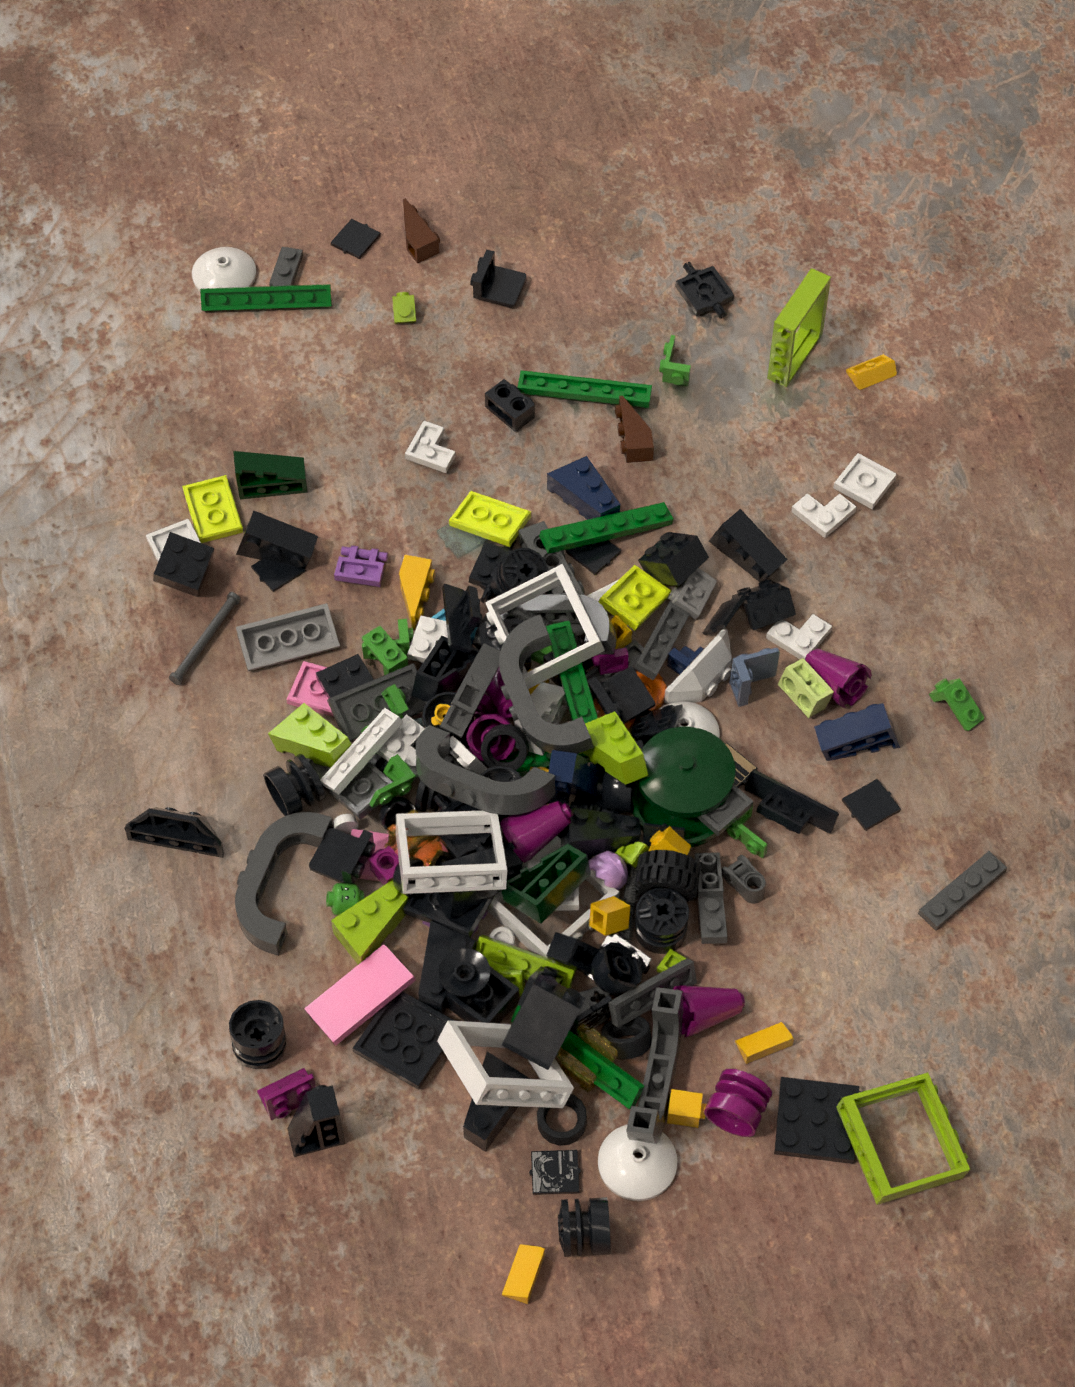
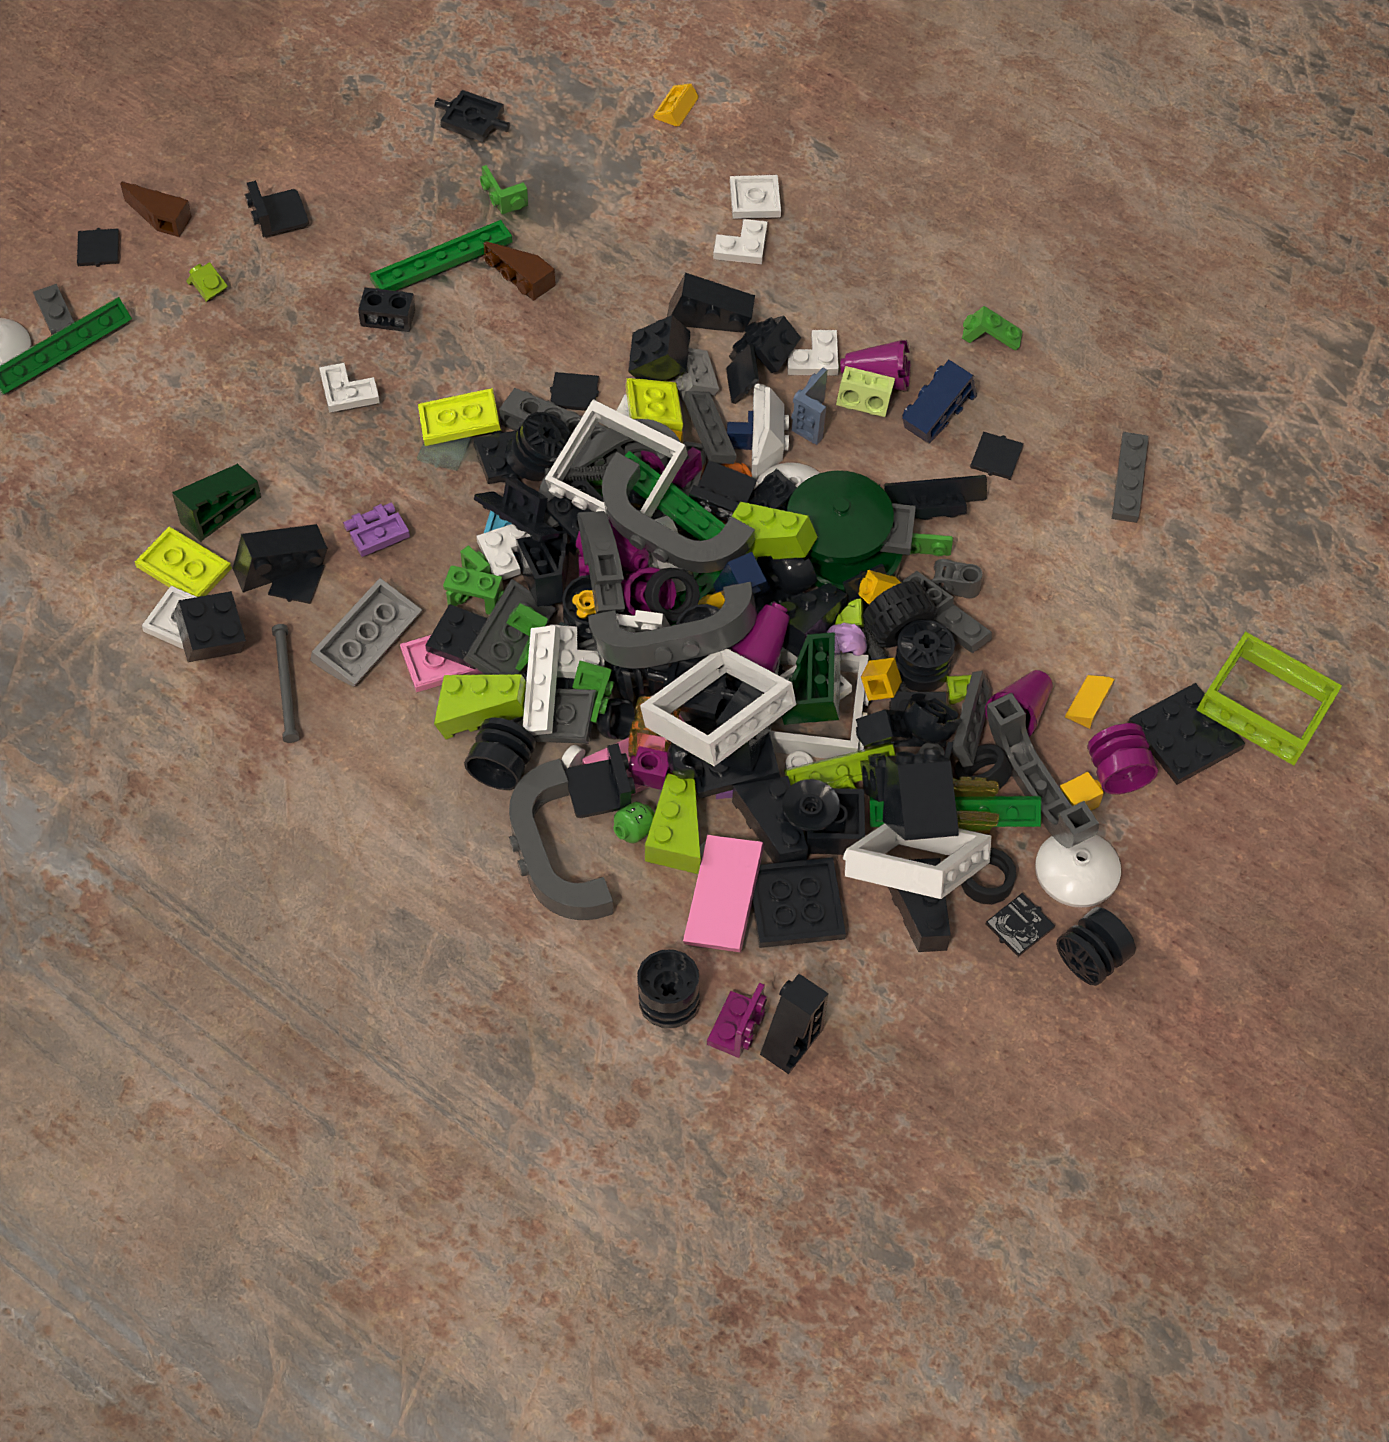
camera: 40 degrees left, 0 degrees up
(175, 830) = (422, 867): black wedge -> none
(414, 582) = (442, 516): yellow slope -> none
(524, 1273) = (1074, 1023): yellow slope -> none
(583, 489) = (526, 341): dark blue wedge -> none
(606, 527) = (572, 362): green plate -> none
(804, 309) = (595, 84): lime window -> none

